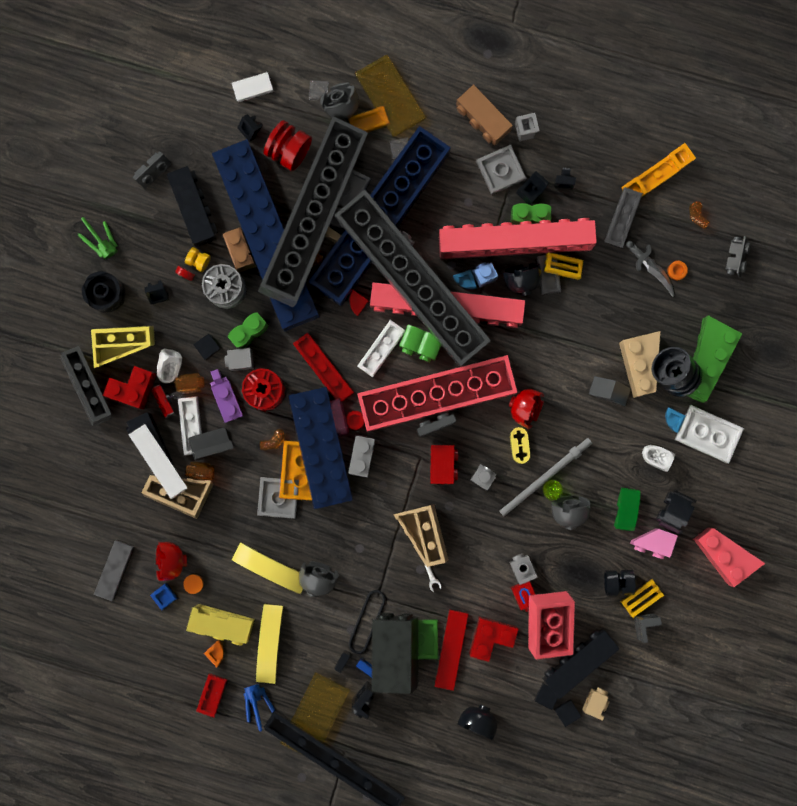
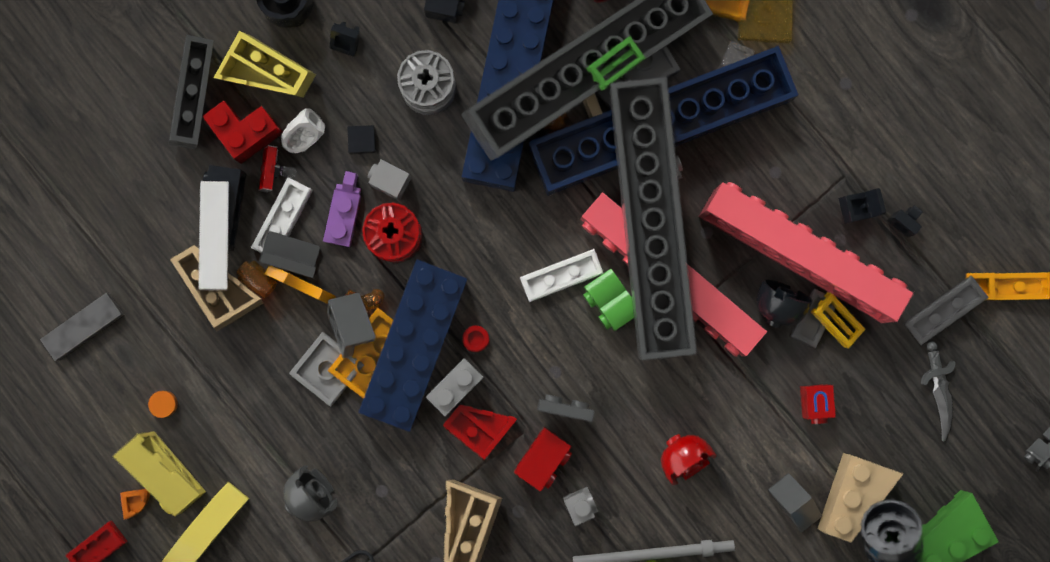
camera: 20 degrees right, 0 degrees up
(163, 596) = (119, 395): blue tile -> none
(169, 561) = (151, 360): red cylinder -> none
(185, 273) = (392, 37): red tile -> none
(189, 383) = (312, 168): clear orange brick -> none
(197, 259) = (417, 31): yellow wheel -> none
(229, 457) = (299, 284): none -> light orange tile
(239, 250) = (472, 52): medium nougat brick -> none
(244, 334) = (412, 154): bright green brick -> none
(267, 568) = (259, 443): light yellow slope -> none
(273, 460) = (350, 323): none -> dark grey panel
(323, 367) = (479, 253): red tile -> none
(324, 215) = (598, 76): none -> bright green tile
(339, 417) = (459, 323): clear pink beam -> none
(357, 302) = (569, 204): red tile -> none
(392, 473) = (478, 428): none -> red wing
(437, 393) = (592, 372): coral brick -> none
(465, 280) = (712, 261): dark azure tile -> none
(483, 115) = (860, 83): medium nougat brick -> none
(485, 274) = (739, 269): light blue brick -> none
(501, 169) = (838, 159): light grey tile -> none
(524, 444) = (653, 499): light yellow beam -> none
(525, 212) = (836, 229): bright green brick -> none
(526, 126) = (903, 129): light grey brick -> none
(583, 322) = (817, 403): none -> red brick
(677, 270) = (968, 414): orange tile -> none
(695, 214) = (1032, 364): clear orange arm -> none

